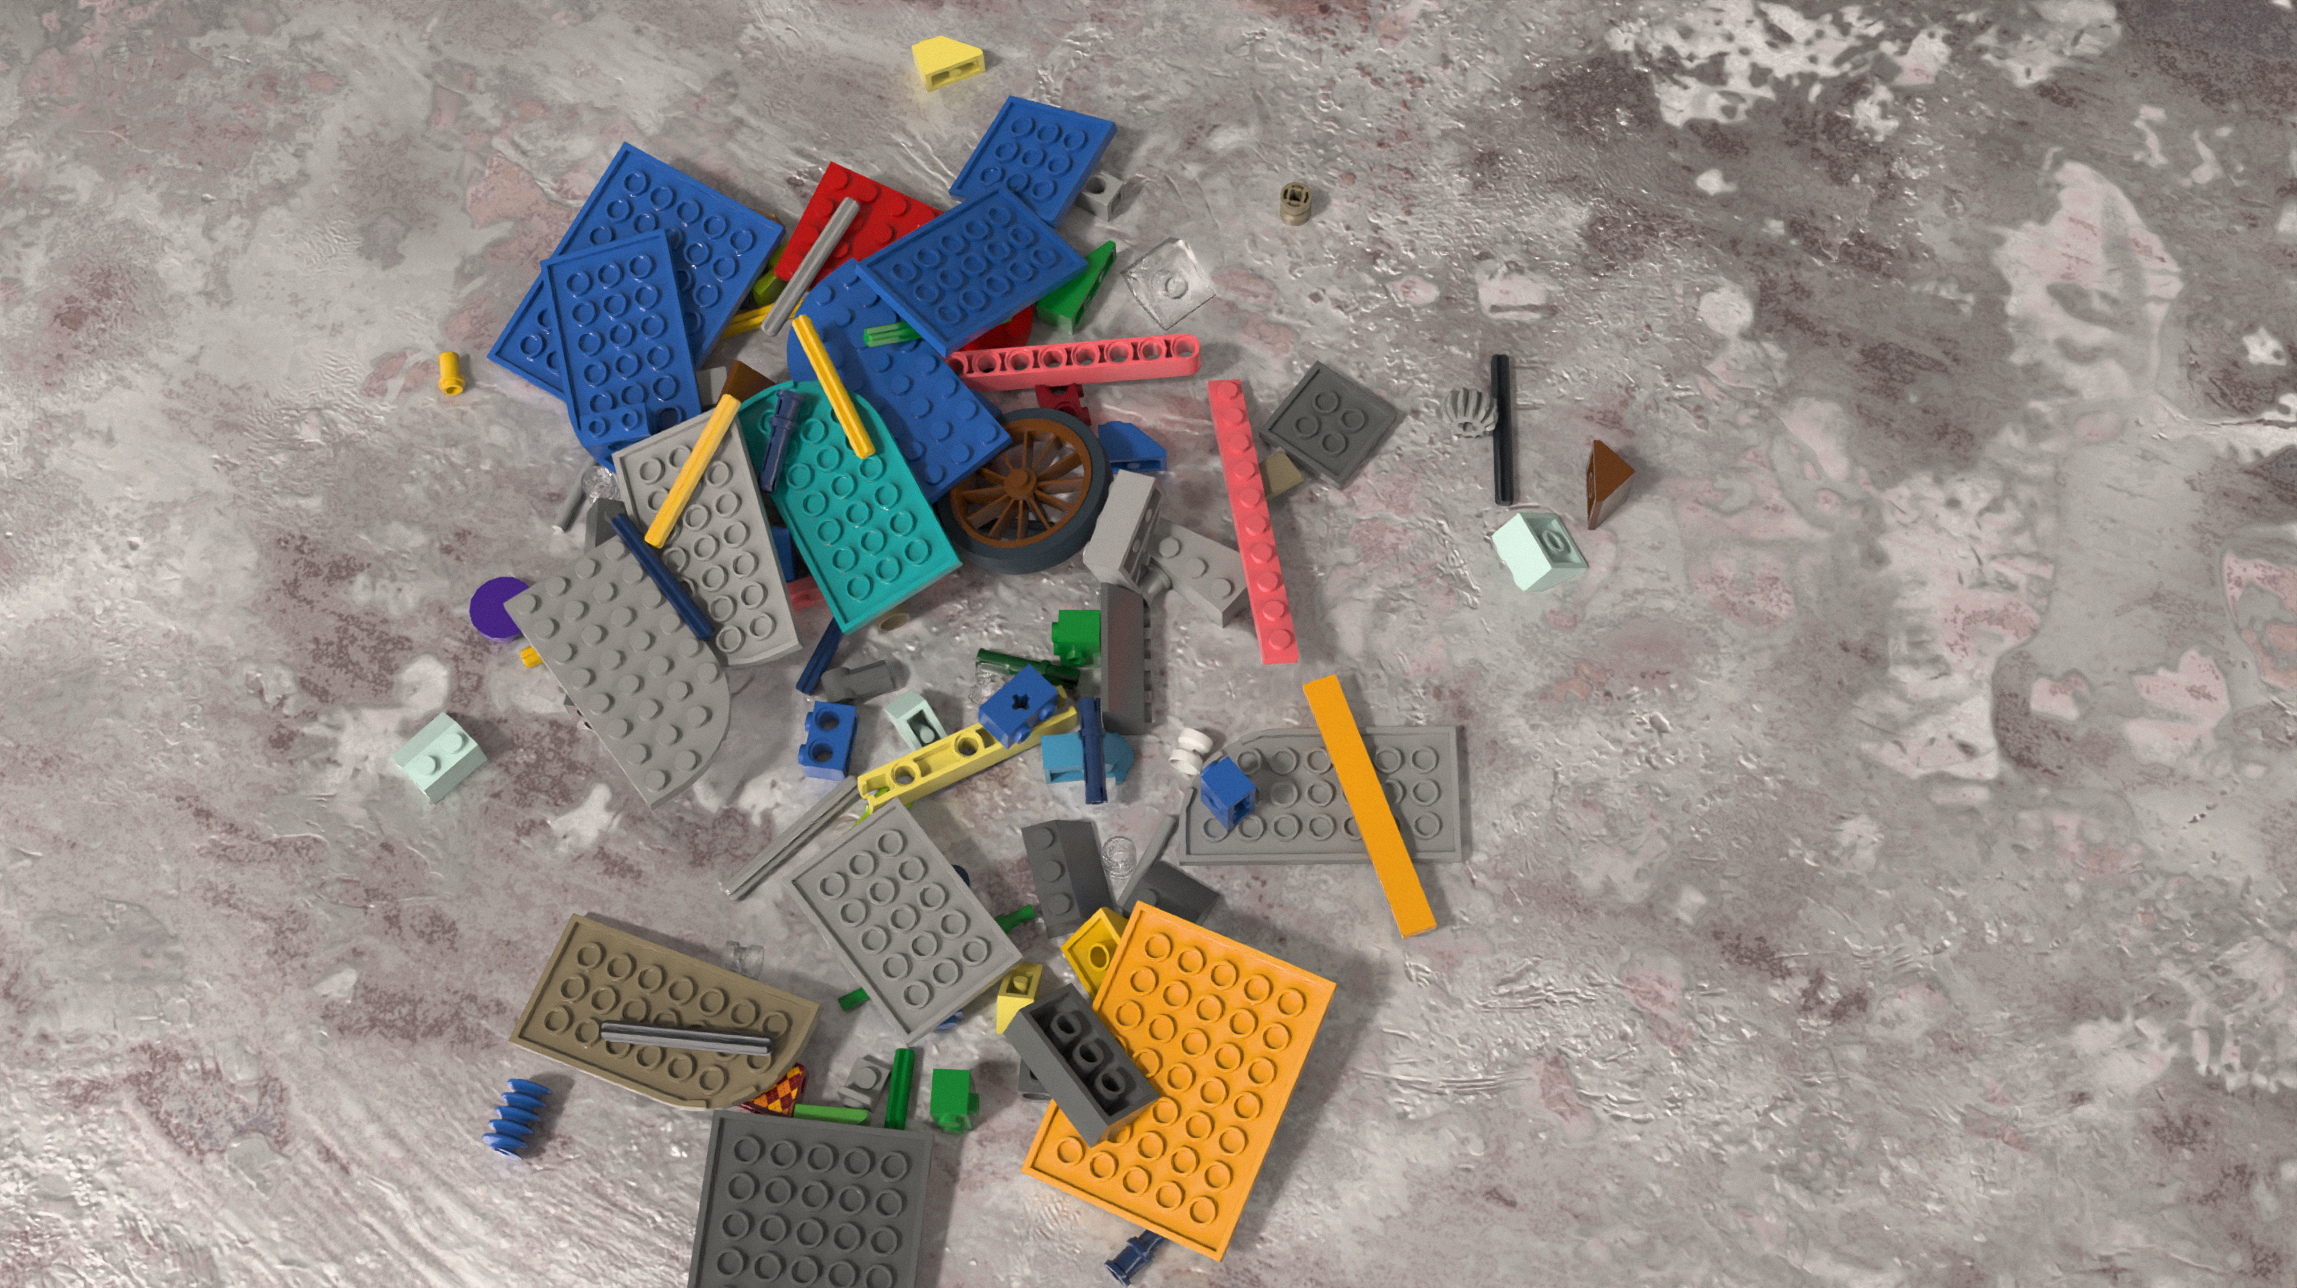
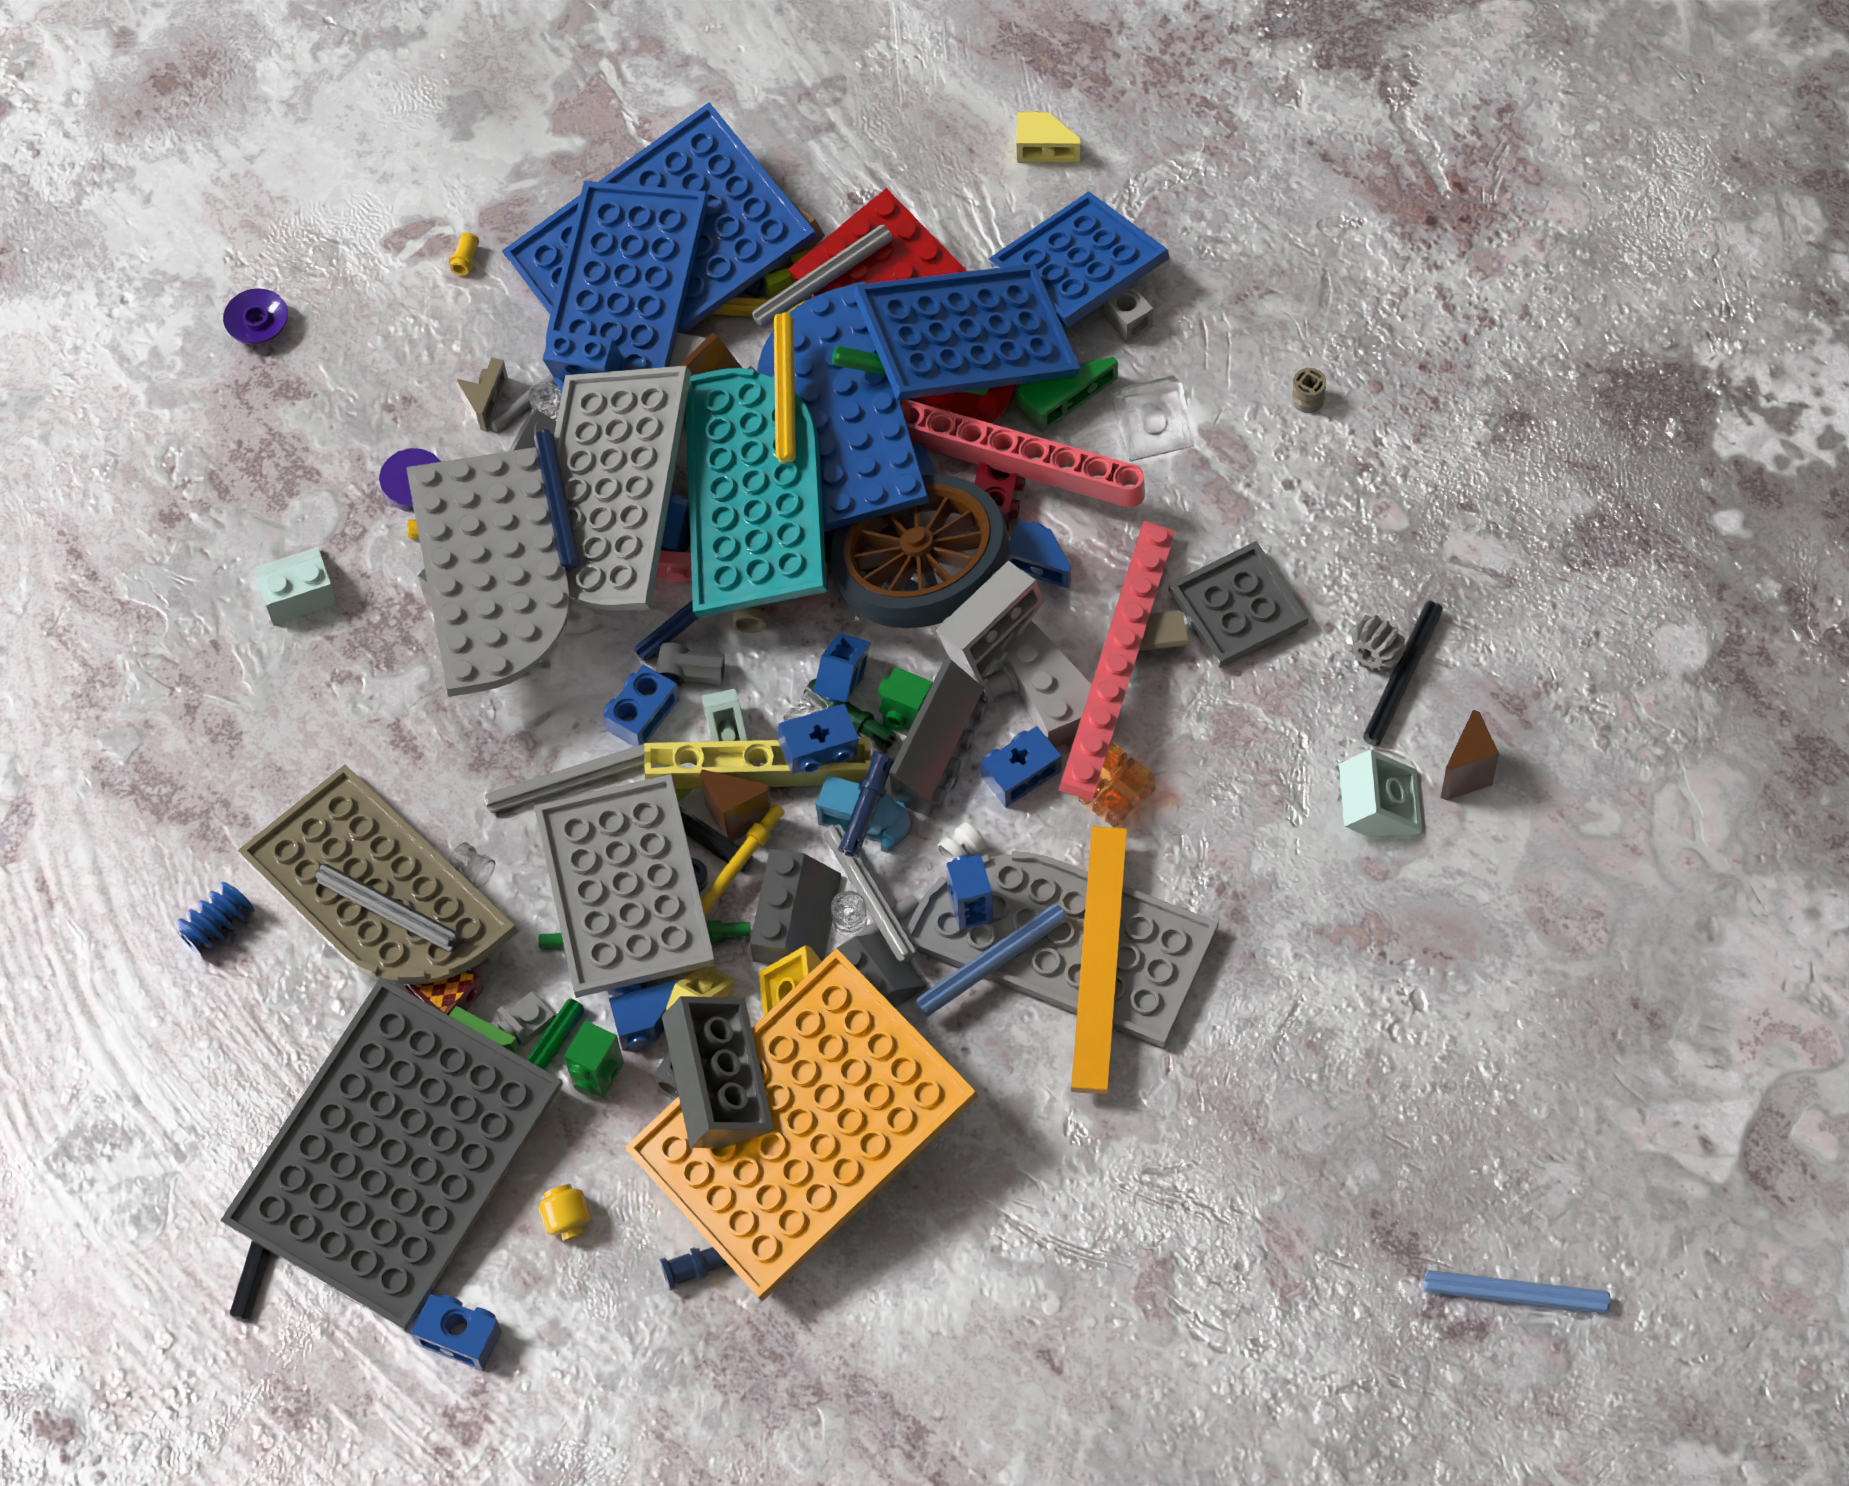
camera: 25 degrees right, 5 degrees down
(267, 502) = (255, 306): none -> dark purple dish
(535, 504) = (483, 397): none -> dark tan slope
(692, 471) = (625, 415): yellow axle -> none
(783, 426) = (723, 407): dark blue pin -> none
(964, 841) = (710, 838): none -> black axle
(966, 798) = (735, 802): none -> reddish brown slope
(973, 1035) = (640, 1015): none -> blue slope
(993, 1257) = (564, 1212): none -> yellow head
(1000, 820) = (757, 837): none -> yellow bar
(1004, 629) = (841, 668): none -> blue brick
(1126, 827) = (874, 899): none -> light grey axle
(1206, 671) = (1020, 766): none -> blue brick
(1272, 847) = (991, 960): none -> medium blue axle
(1312, 634) = (1127, 786): none -> clear orange legs
(1874, 953) = (1517, 1291): none -> medium blue axle

